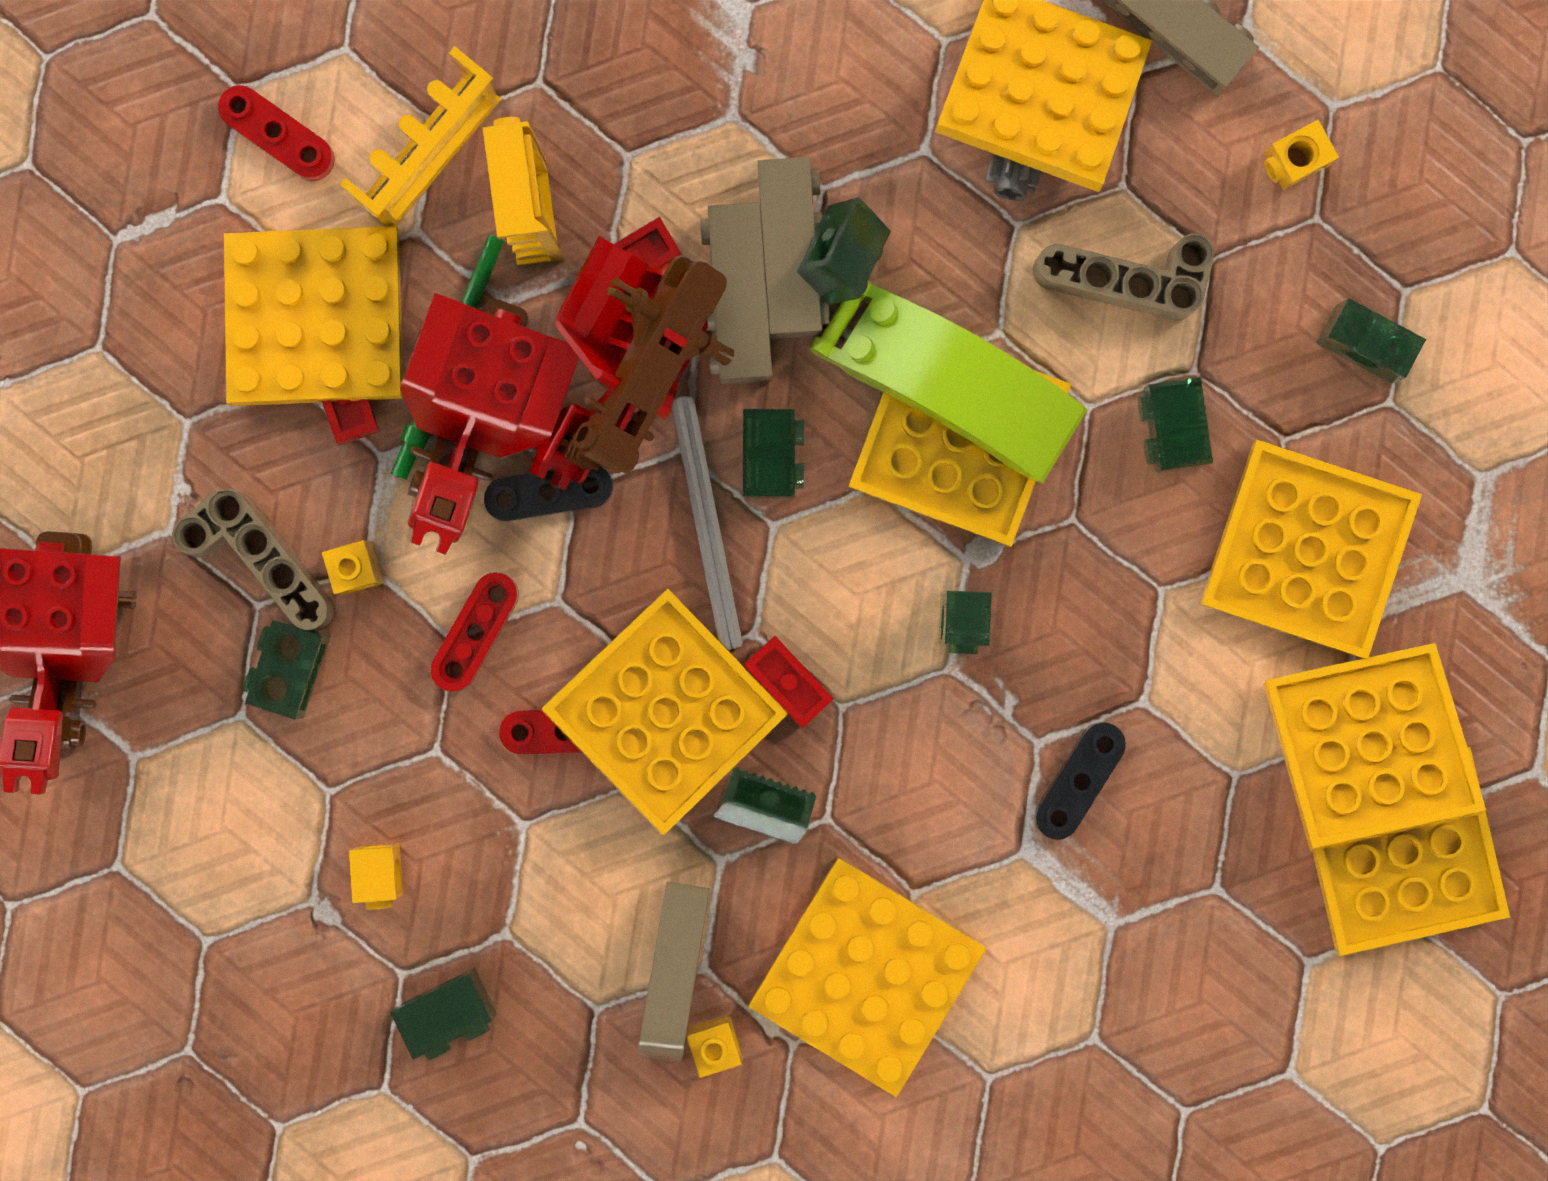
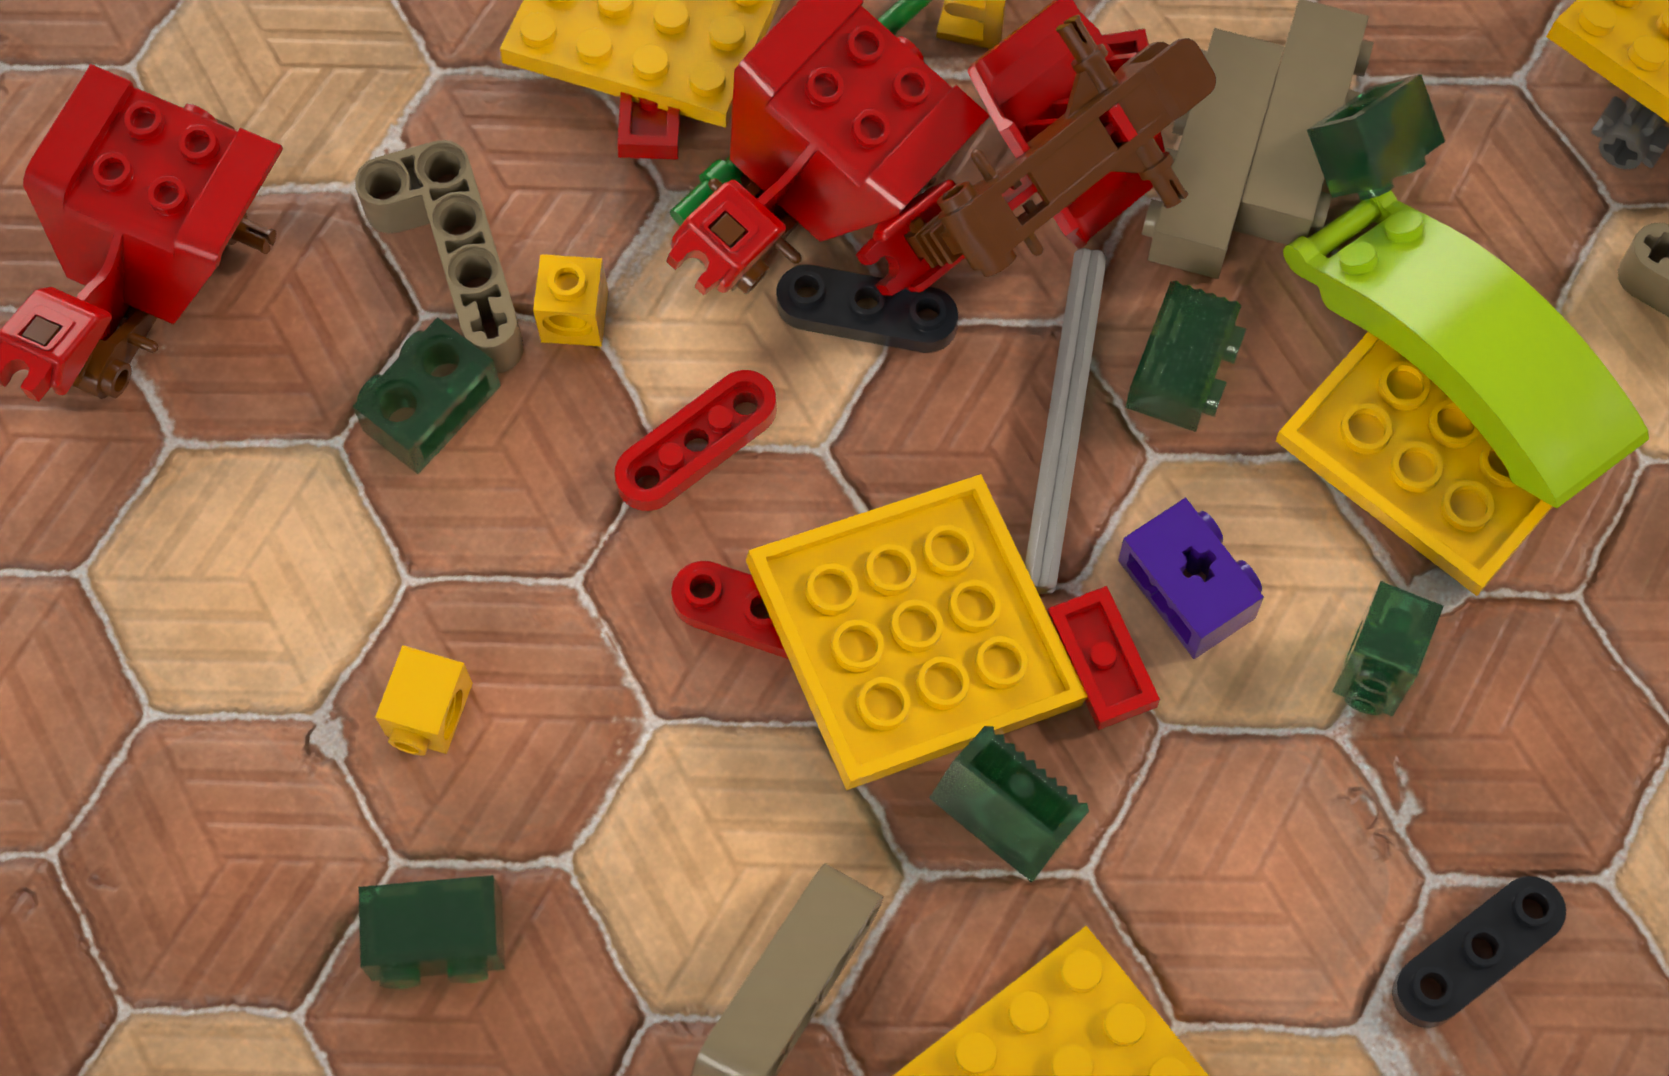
camera: 20 degrees right, 20 degrees down
(838, 630) = (1193, 609): none -> dark purple brick

